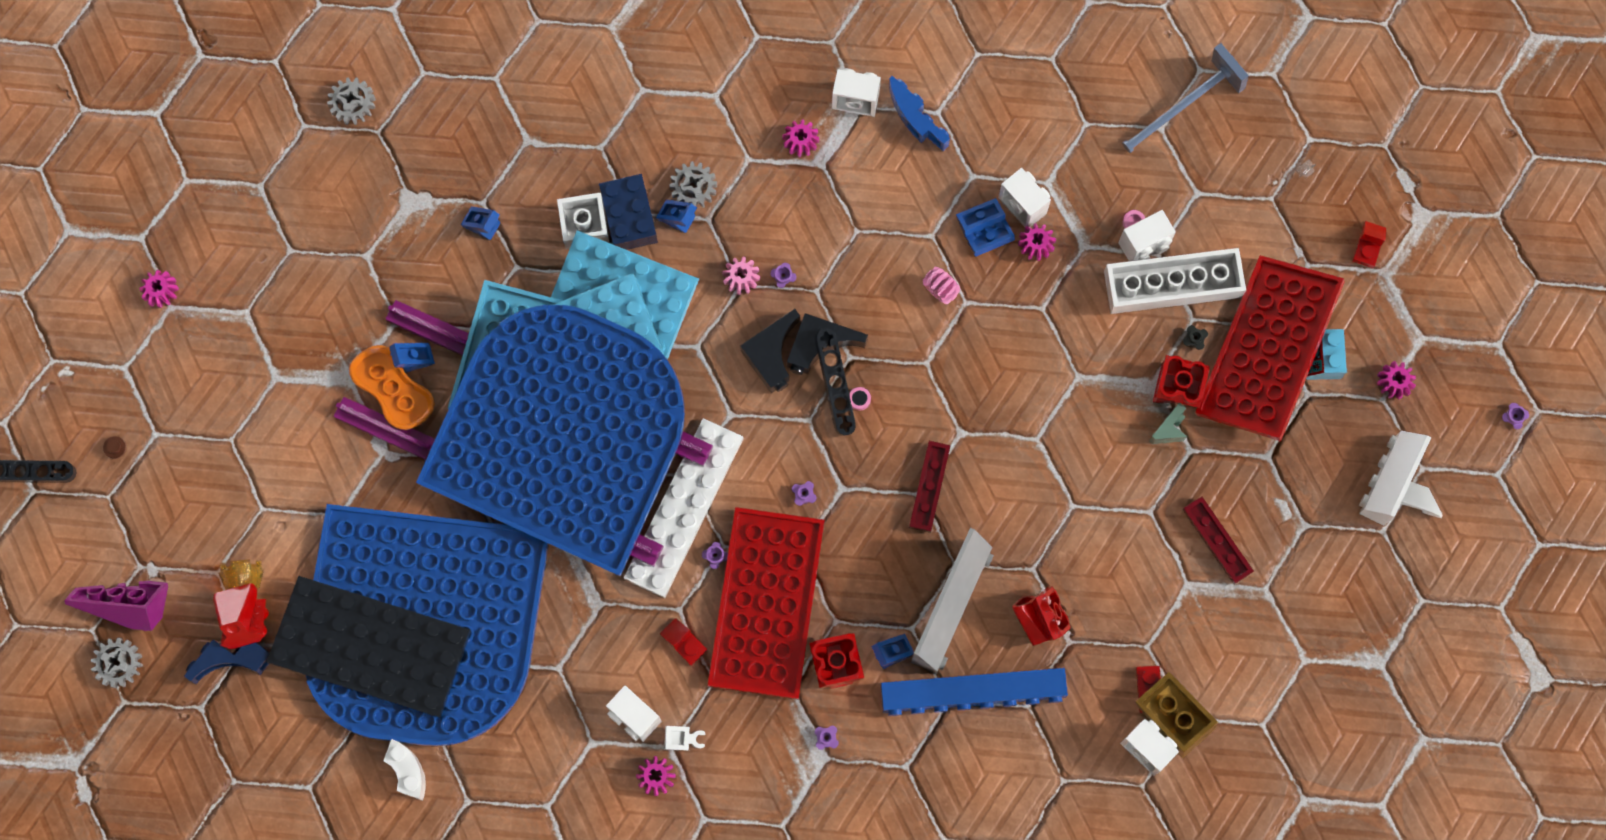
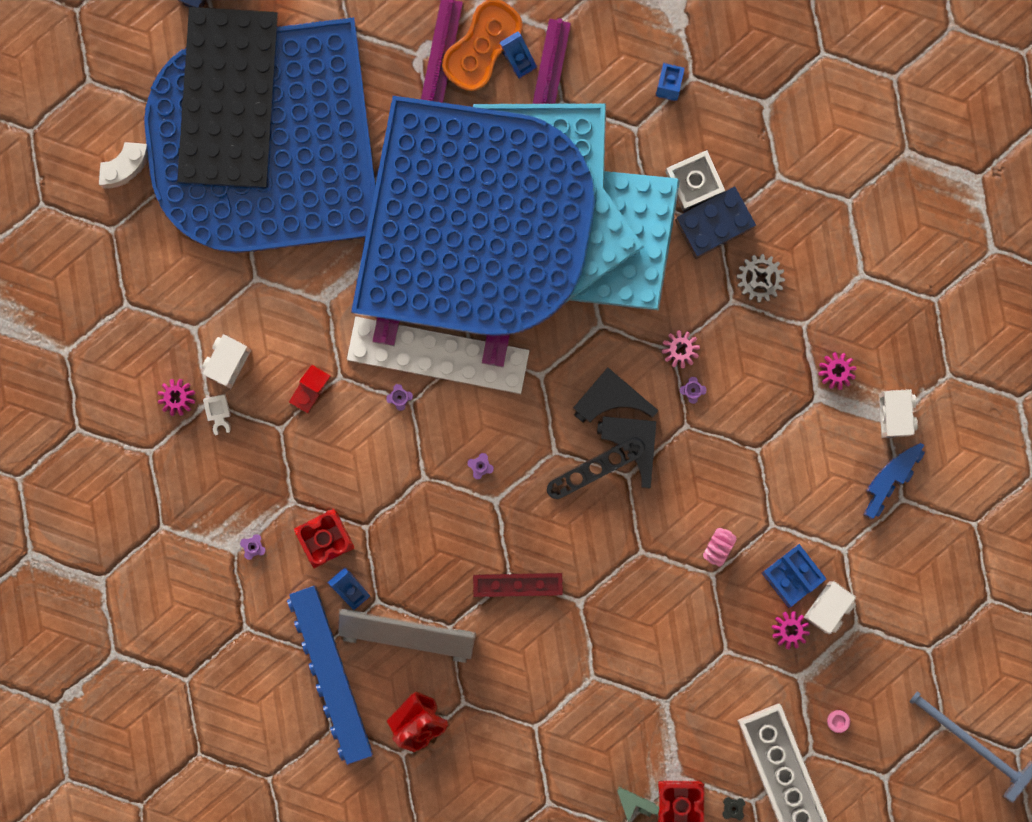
camera: 80 degrees right, 10 degrees up
(677, 214) = (727, 269): blue slope -> none
(766, 603) = (365, 457): red plate -> none
(860, 398) = (588, 496): tile -> none
(1147, 237) = (820, 737): white brick -> none

